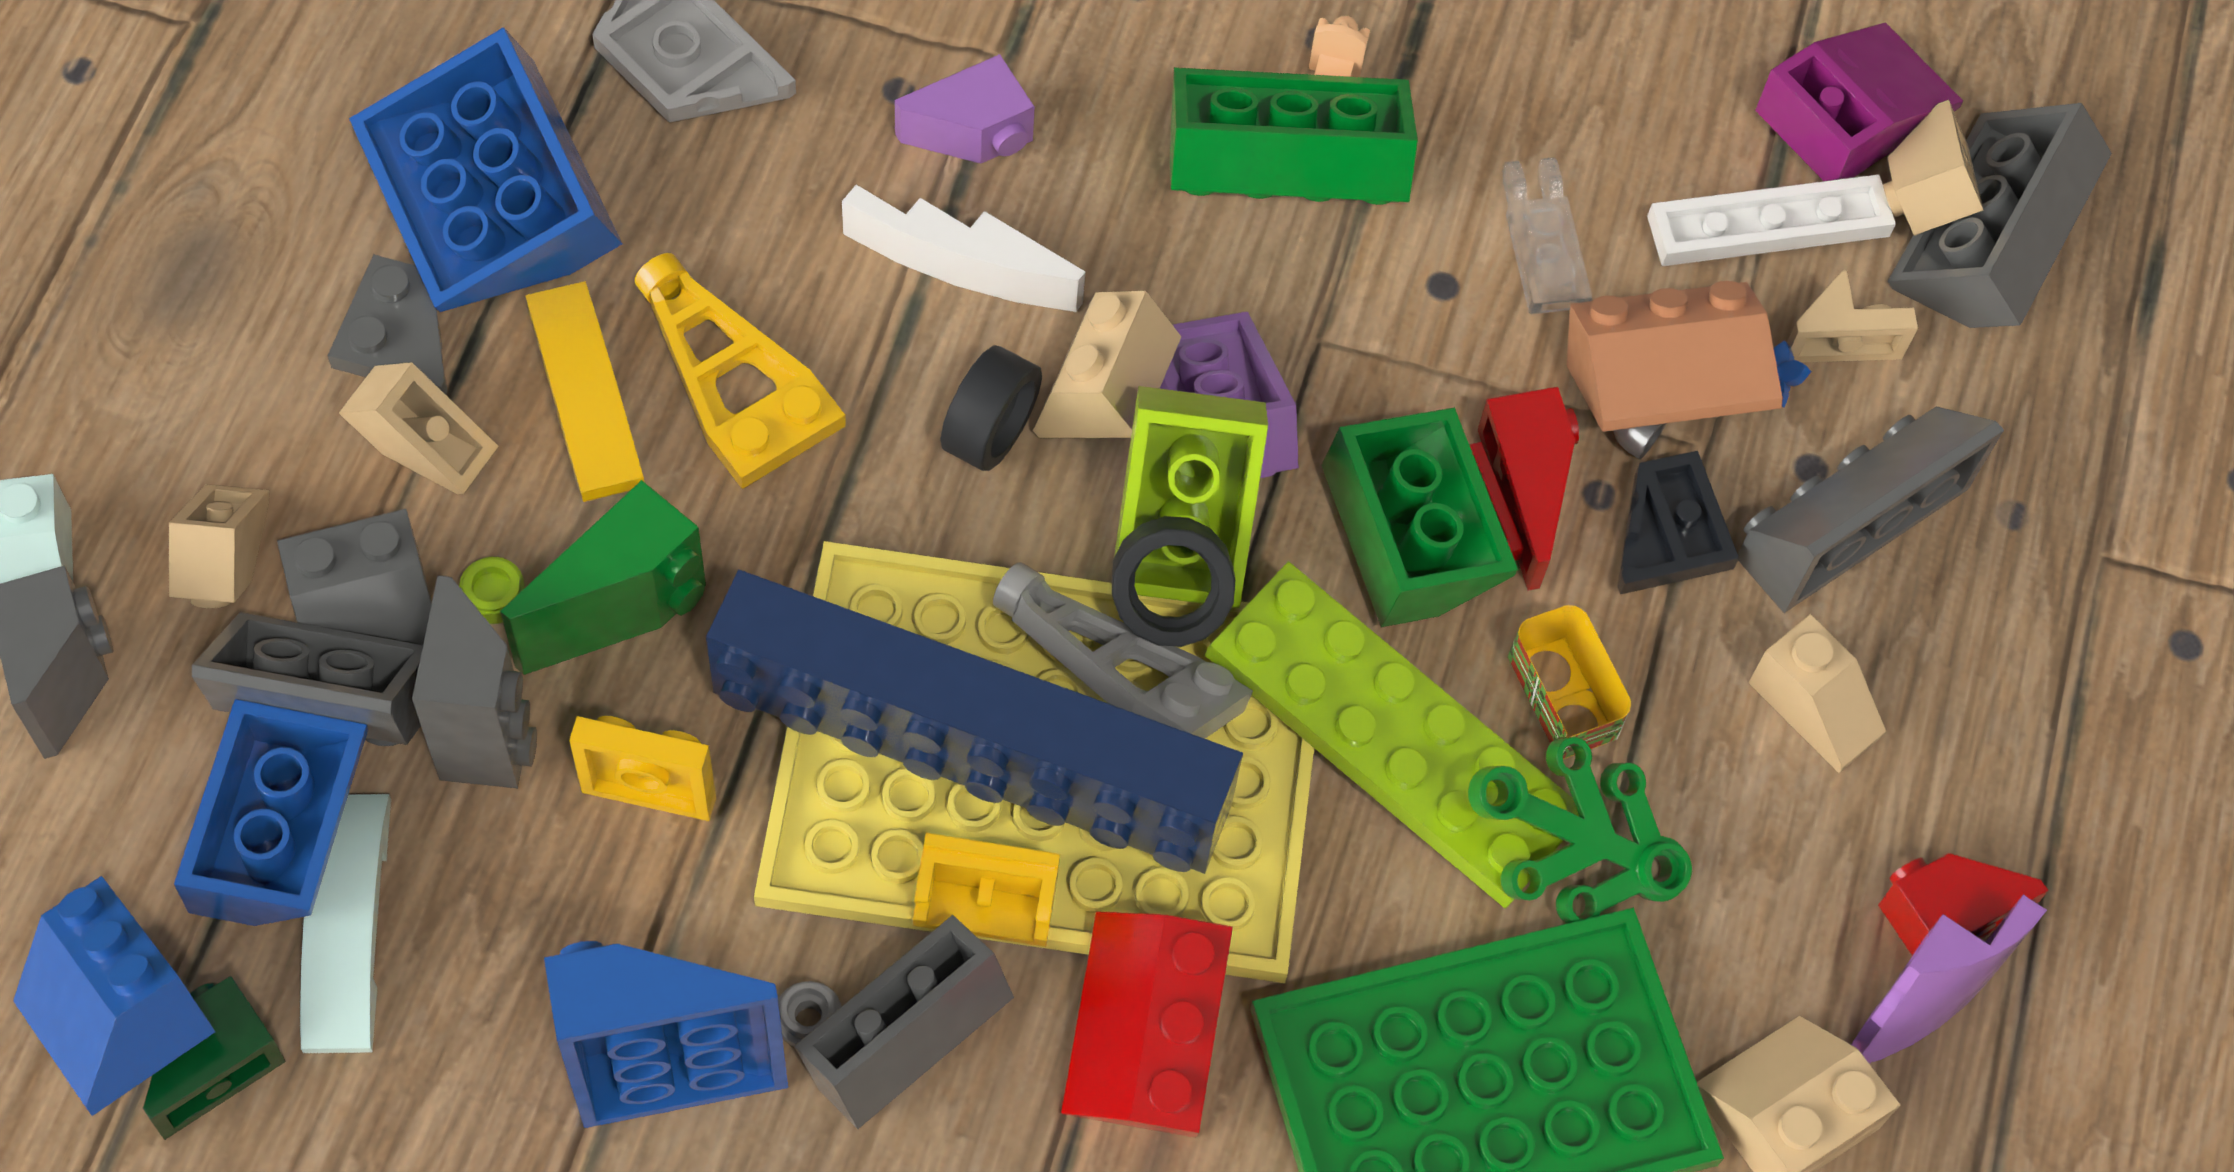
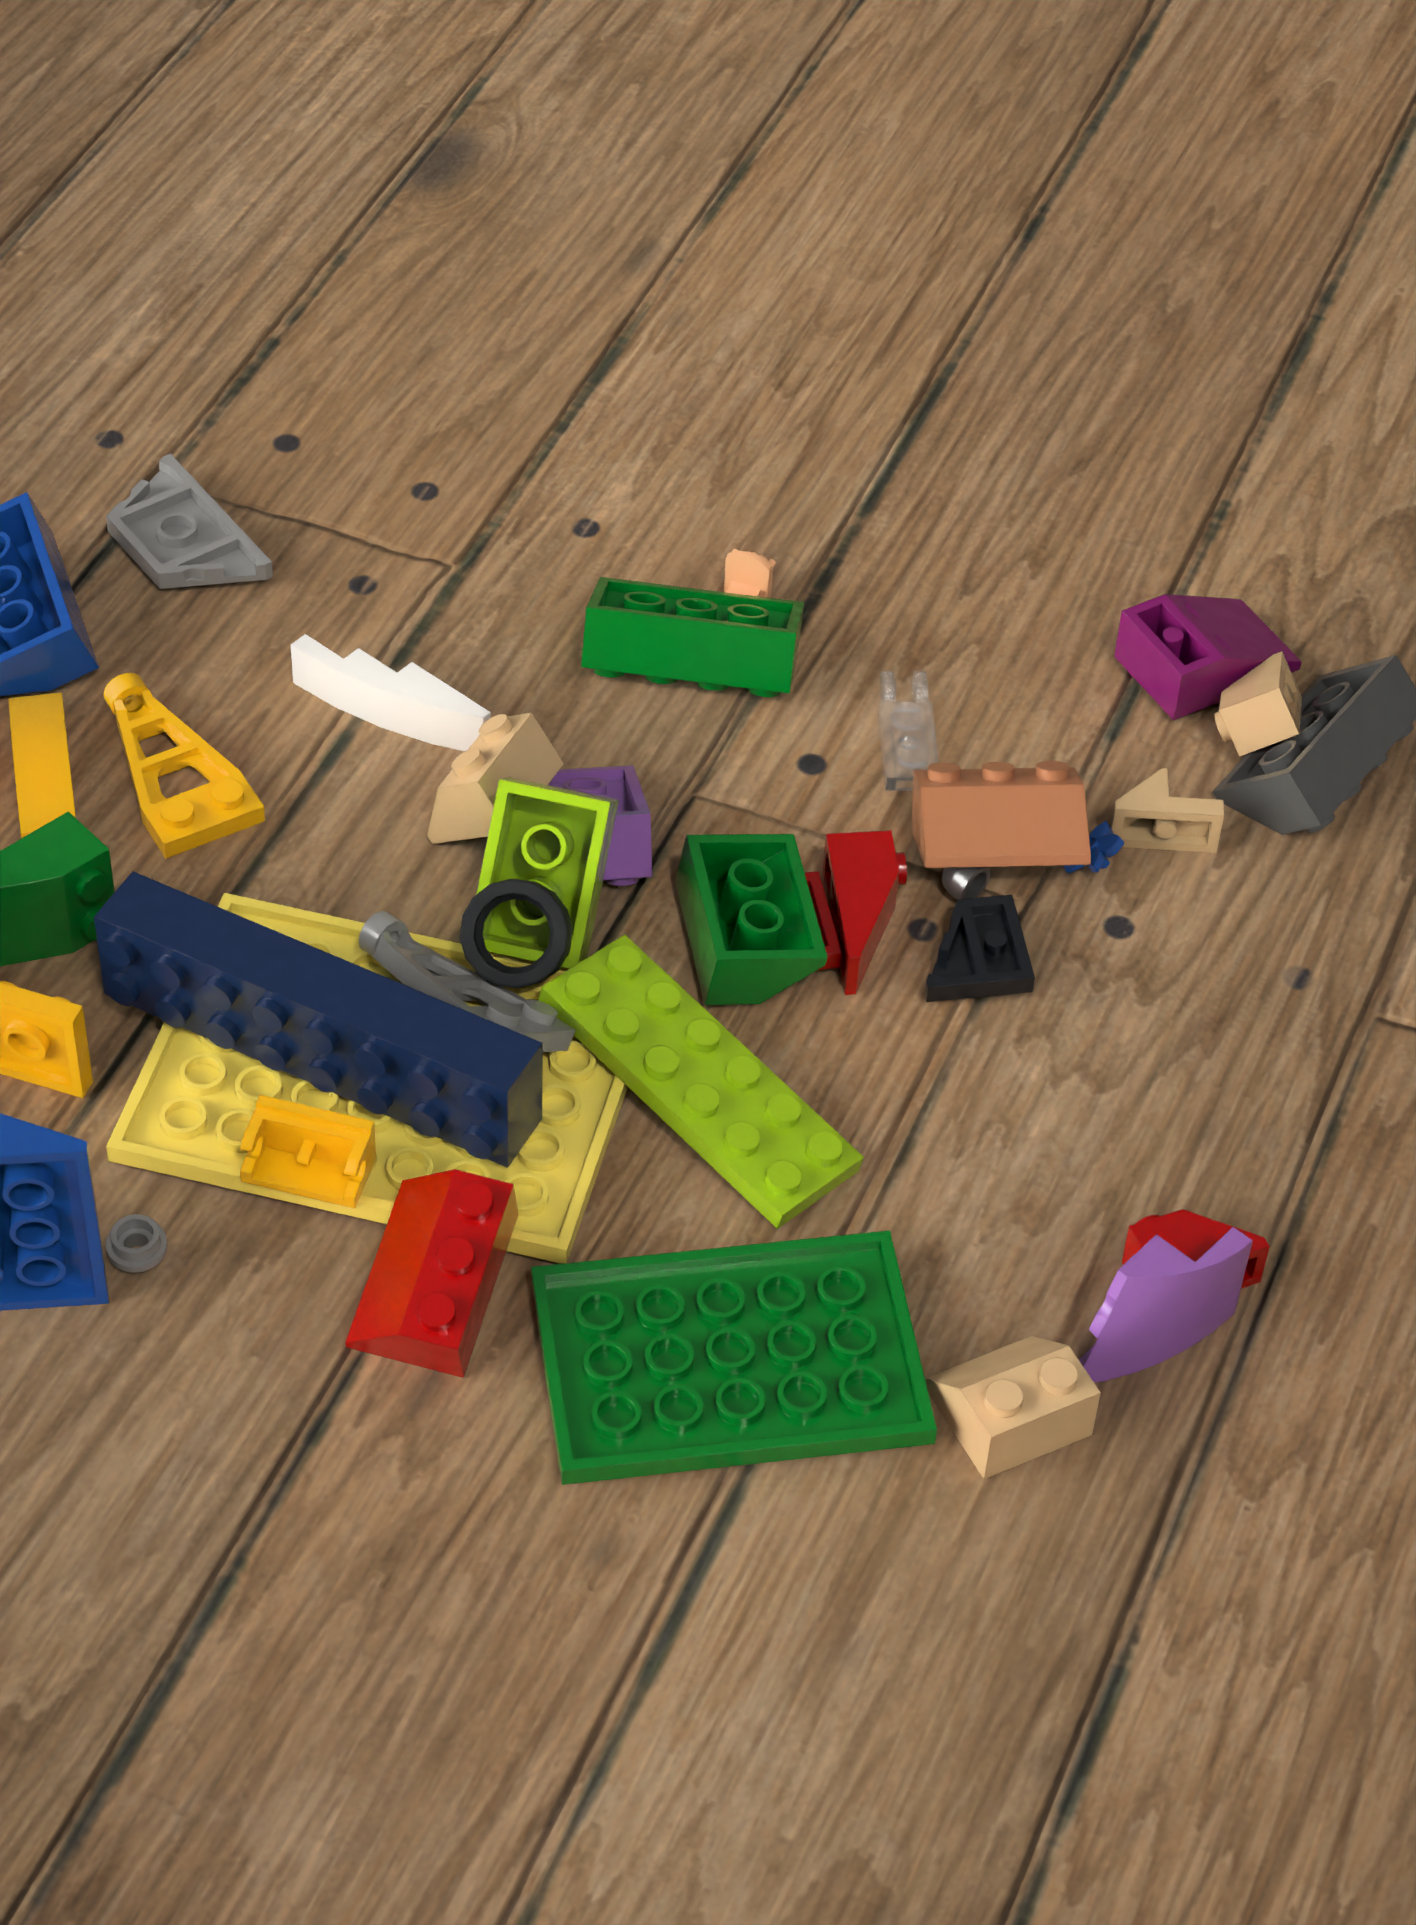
camera: 10 degrees right, 15 degrees down
(905, 1021) = (217, 1248): dark grey brick -> none
(968, 114) = (414, 599): medium lavender slope -> none
(991, 408) = (388, 804): black tyre -> none
(1576, 640) = (864, 1019): yellow piece -> none
(1589, 833) = (855, 1165): green plant -> none
(1770, 220) = (1111, 734): white plate -> none
(1820, 693) = (1090, 1085): tan slope -> none
(1865, 503) = (1158, 949): dark grey slope -> none

